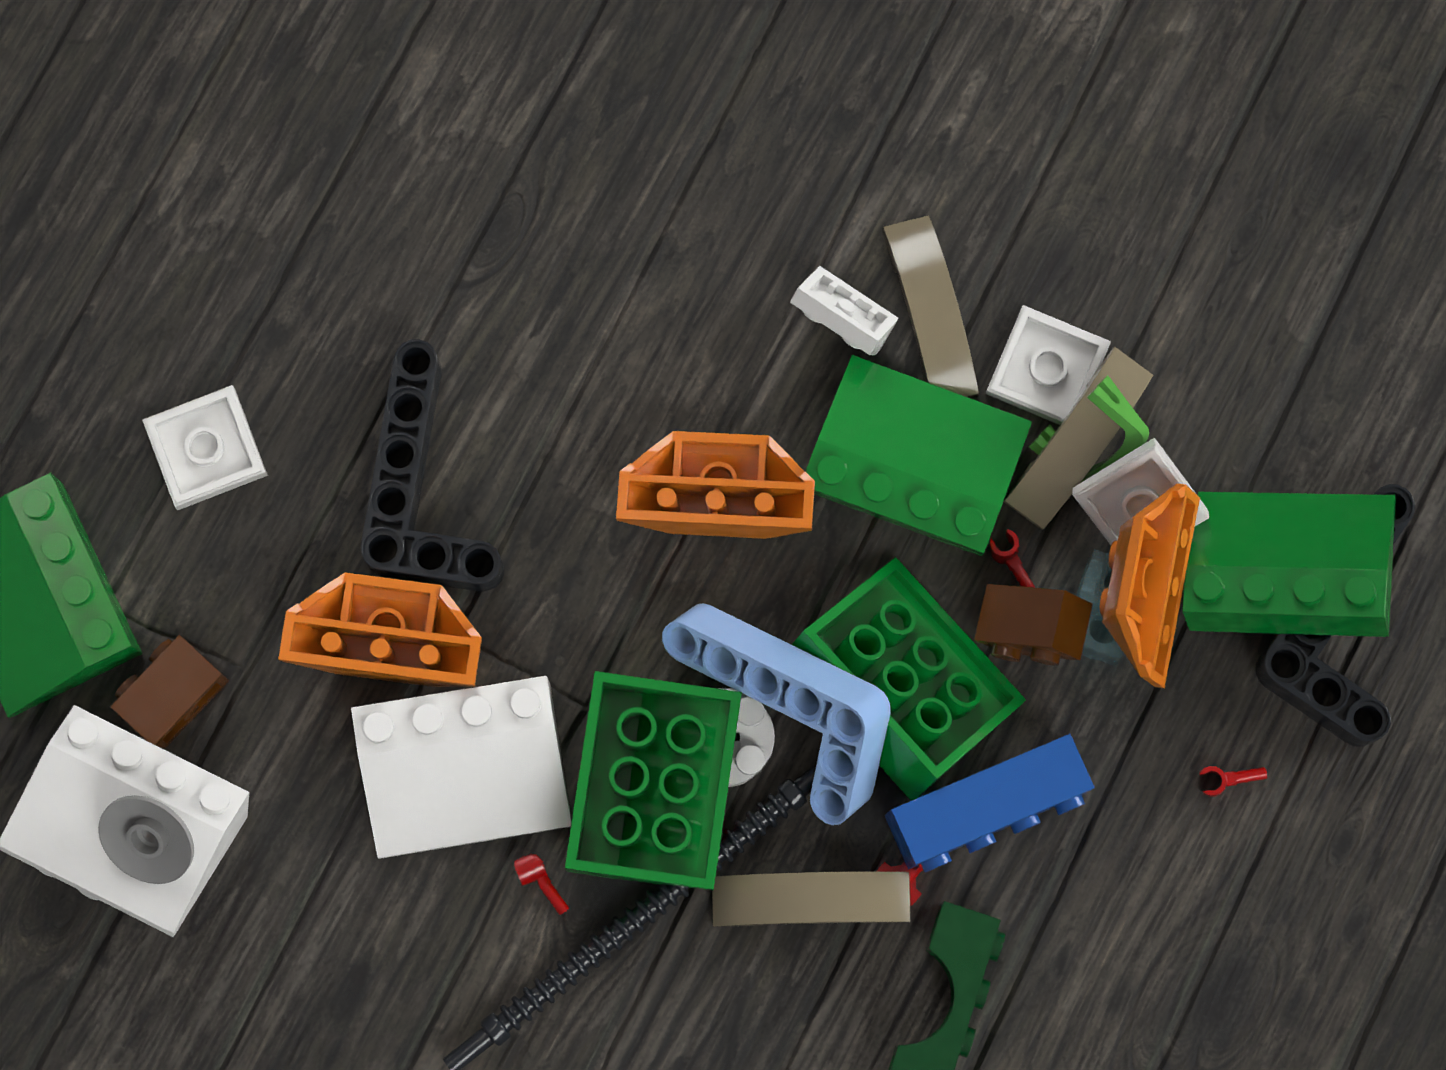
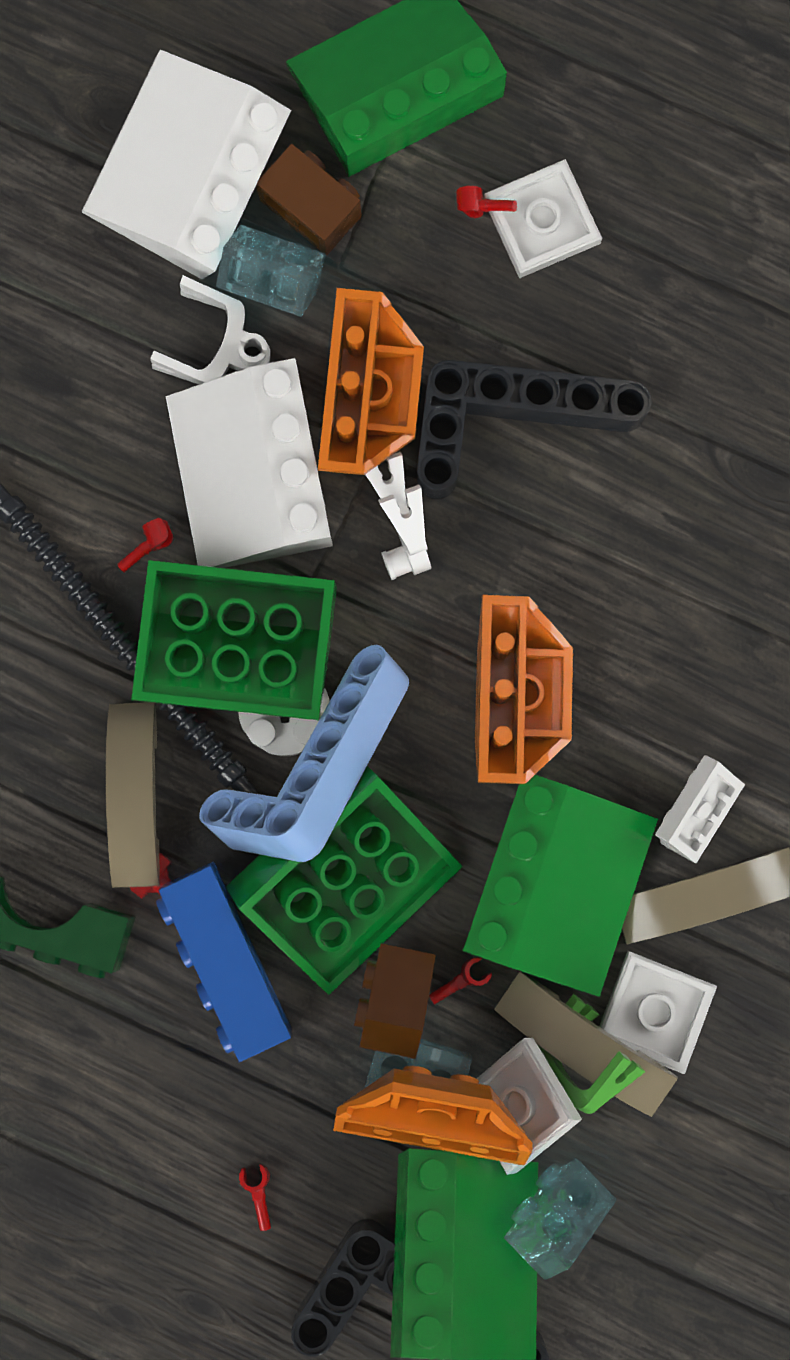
camera: 90 degrees right, 5 degrees up
(146, 839) = (160, 173): light grey dish -> none
(183, 521) = (471, 202): none -> red hand
(249, 734) = (270, 270): none -> clear light blue brick
(326, 780) = (233, 347): none -> white piece
(546, 593) = (408, 524): none -> white piece
(1252, 467) = (565, 1221): none -> clear light blue brick

